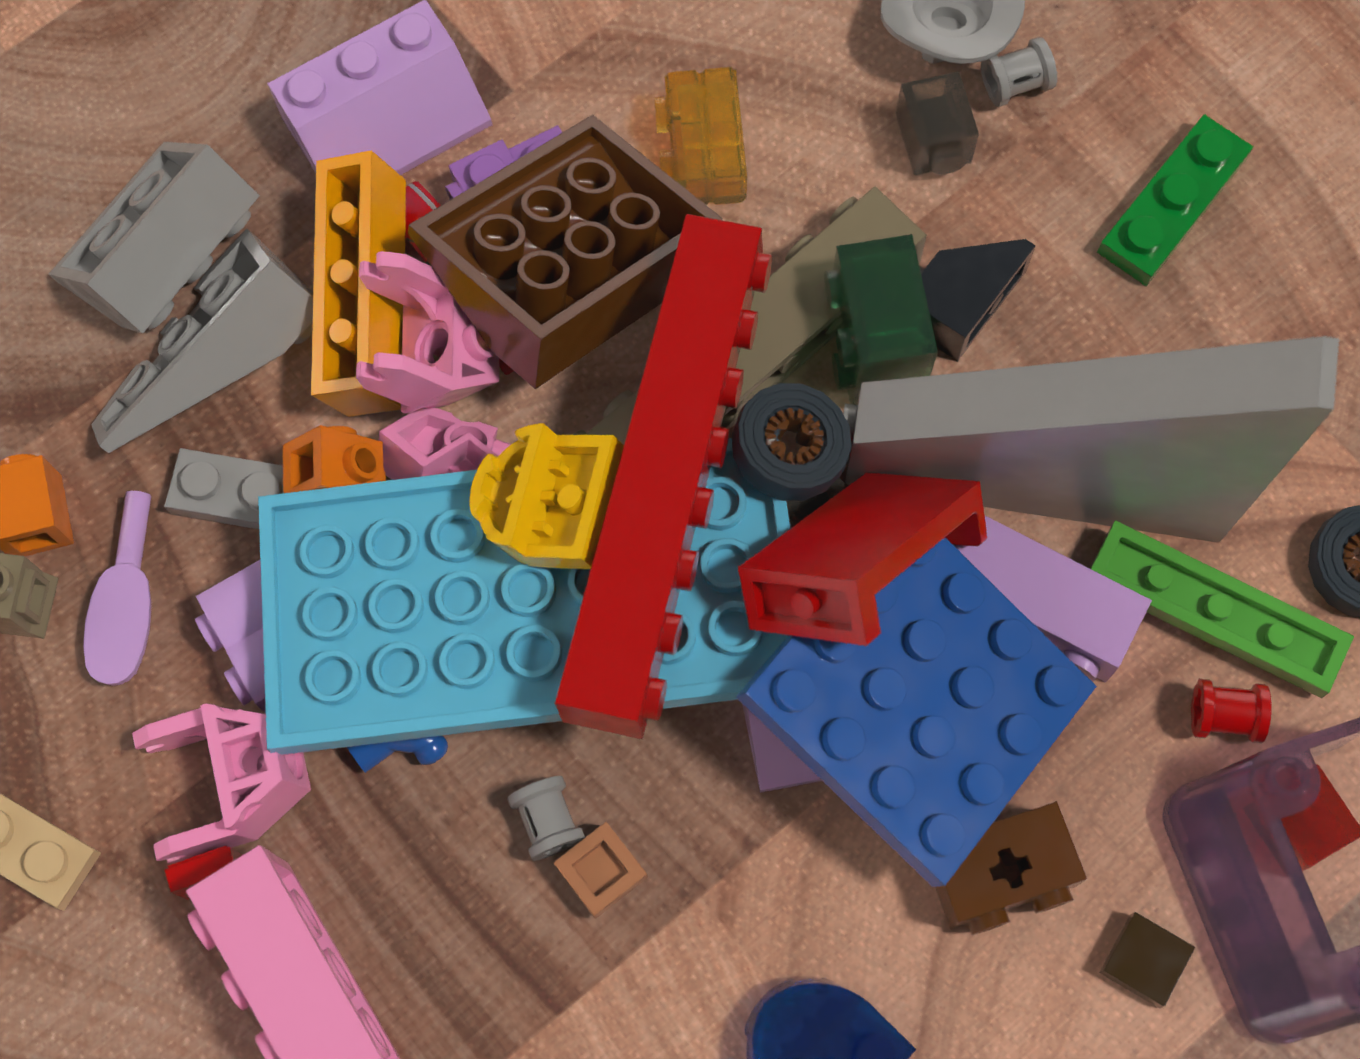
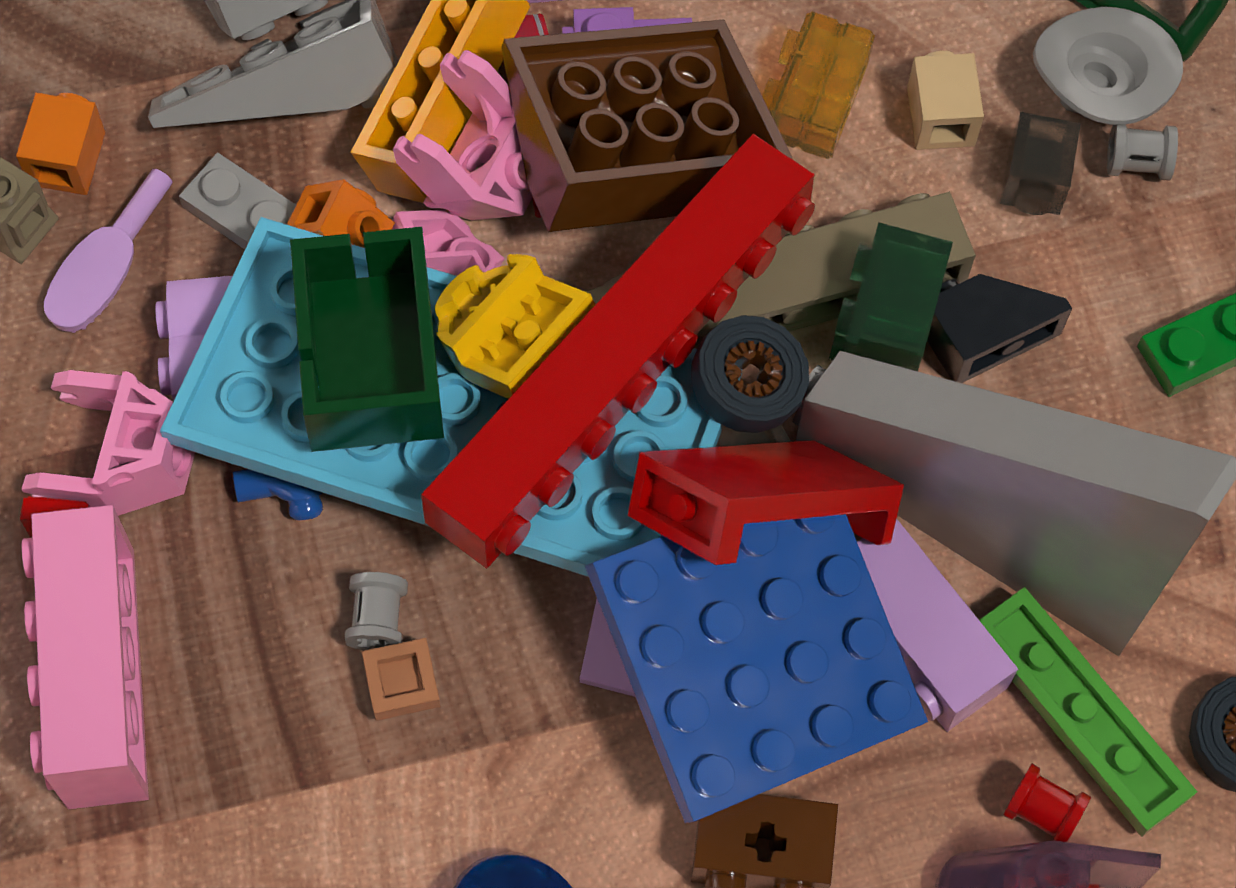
camera: 20 degrees right, 5 degrees down
(426, 575) = (366, 341): none -> dark green piece
(824, 102) = (945, 100): none -> tan brick

